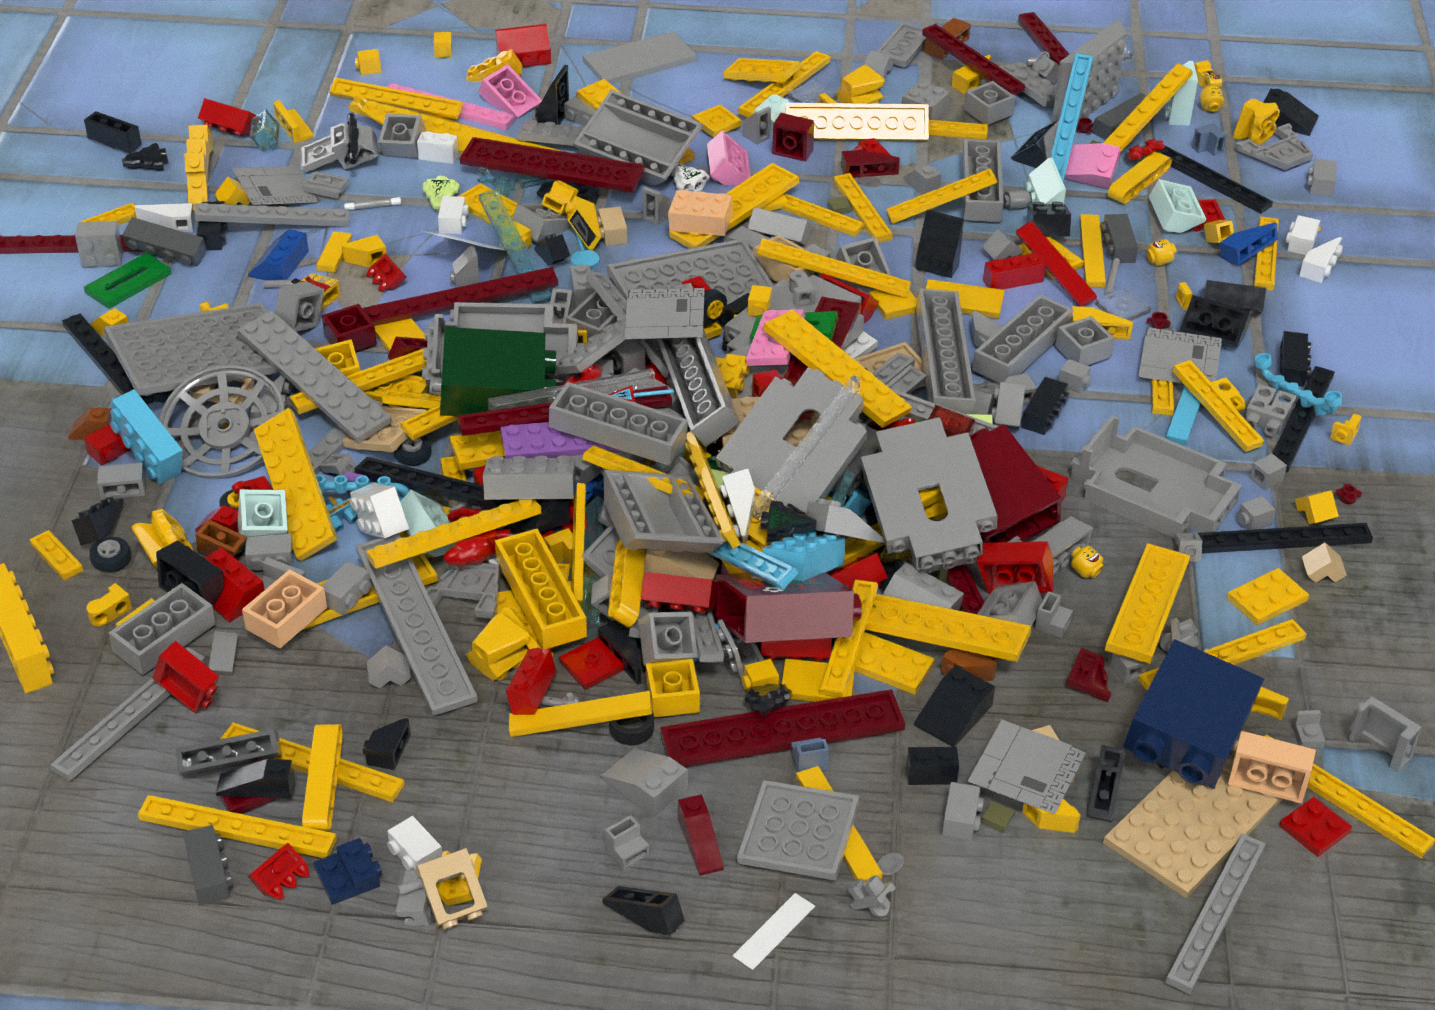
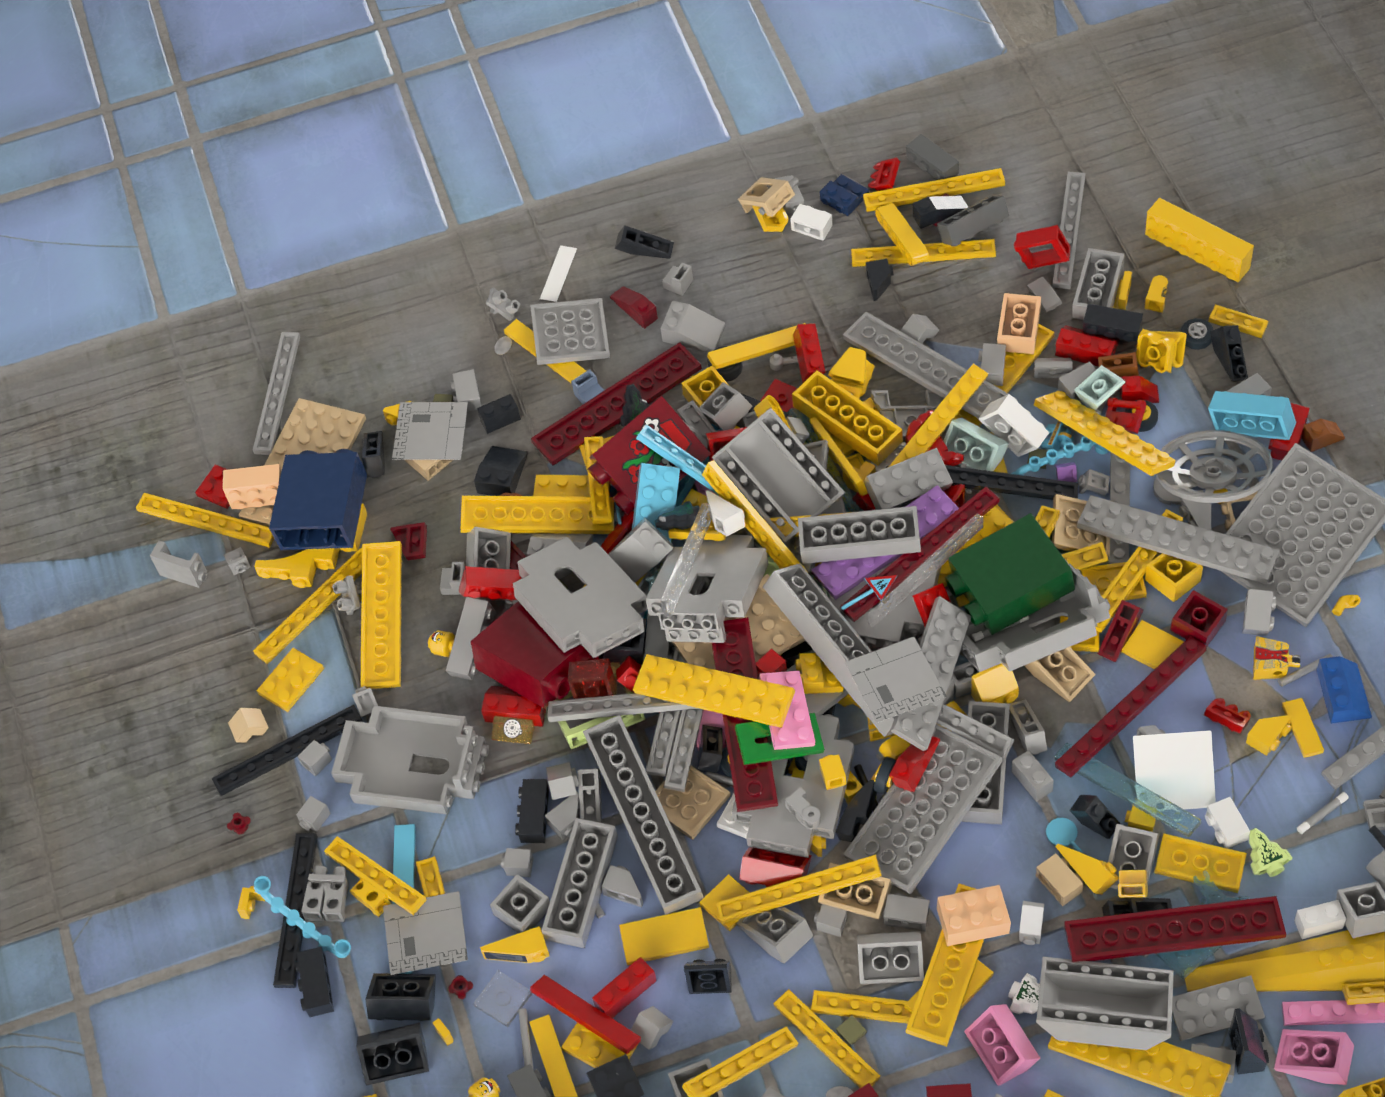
camera: 165 degrees right, 15 degrees up
(1317, 506) = (264, 790): yellow piece -> none

